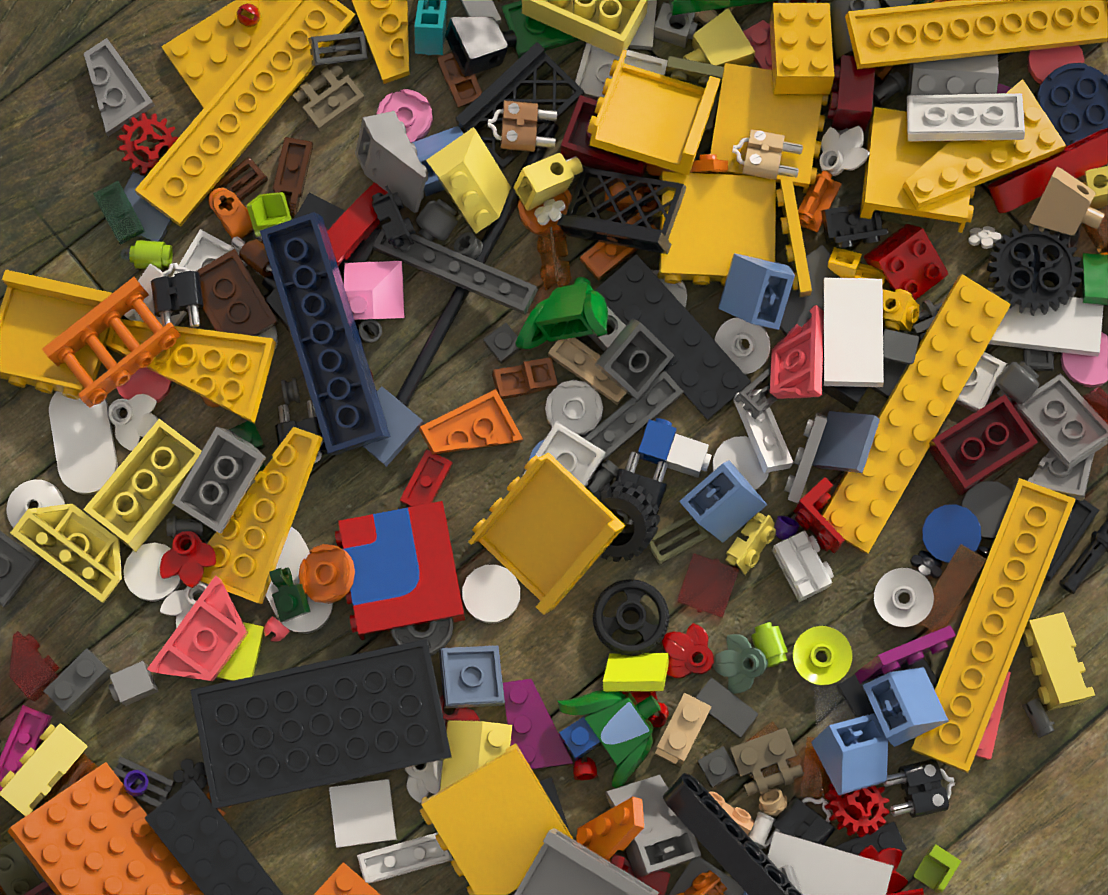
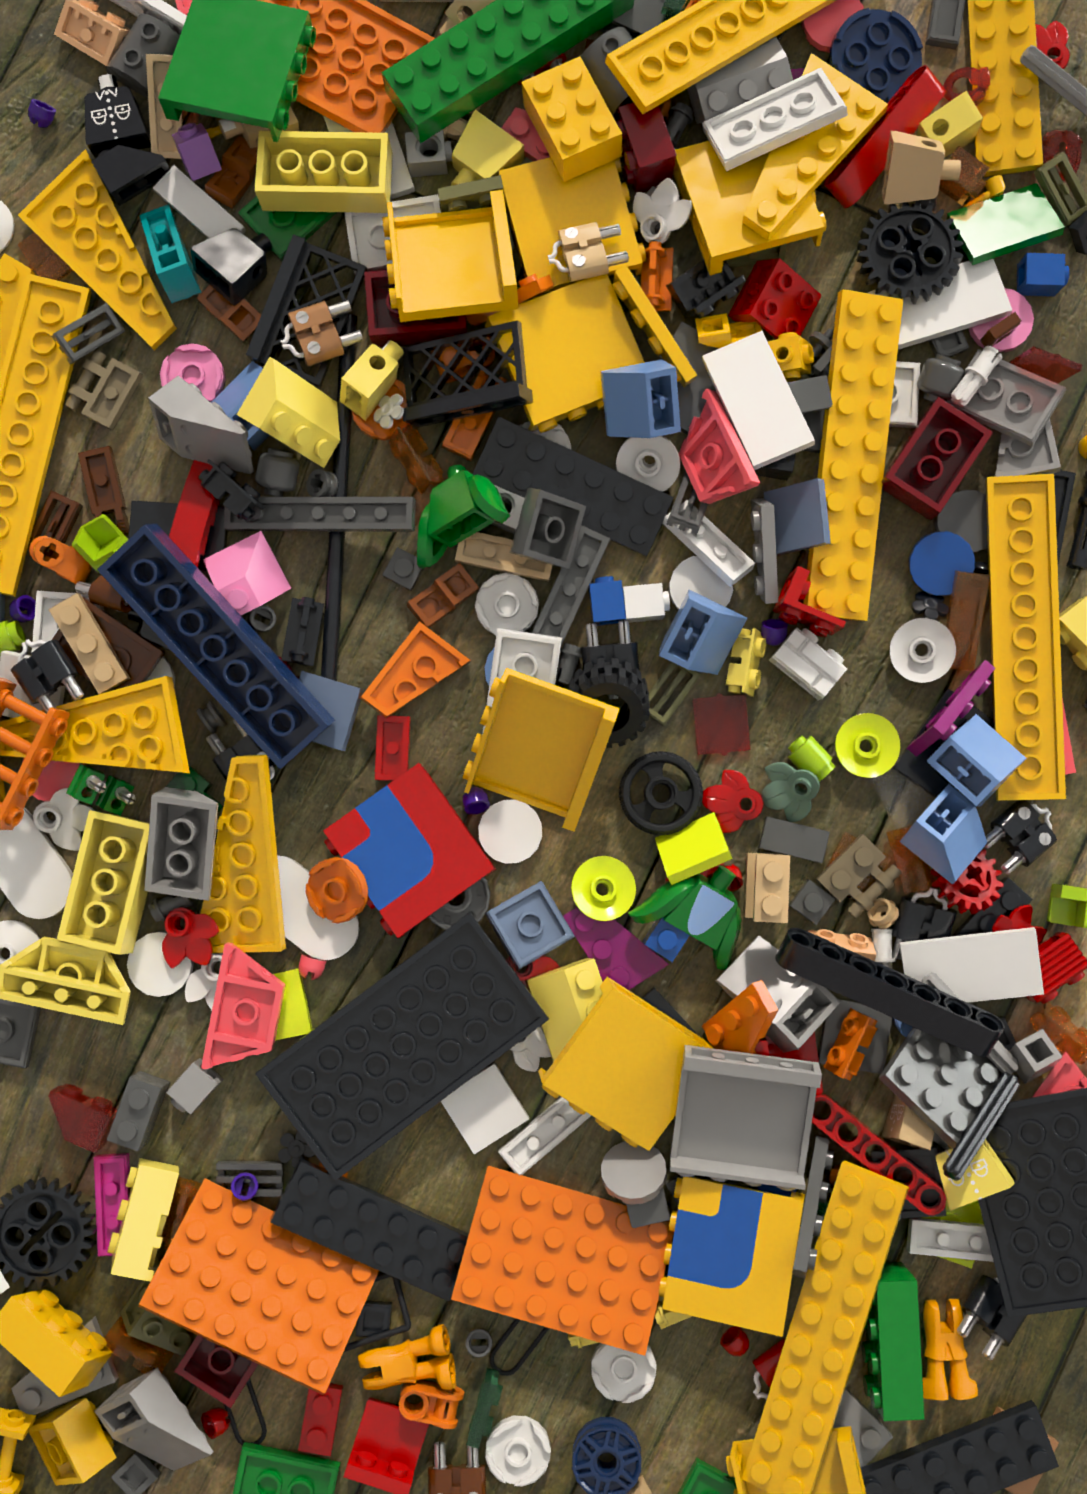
camera: 25 degrees left, 10 degrees up
(174, 398) = (112, 789): none -> green piece
(184, 235) = (21, 604): none -> dark purple hinge
(223, 288) = (89, 643): none -> tan plate
(290, 598) = (312, 932): dark green plate -> none
(397, 356) = (302, 631): none -> black hinge
(474, 555) = (475, 801): none -> dark purple hinge
(554, 662) = (619, 884): none -> neon yellow dish
(584, 770) = (684, 966): red hinge -> none
(985, 237) = (842, 241): white plant -> none
(1045, 392) = (976, 376): none -> white axle
(1082, 365) = (1001, 330): none -> reddish brown tile

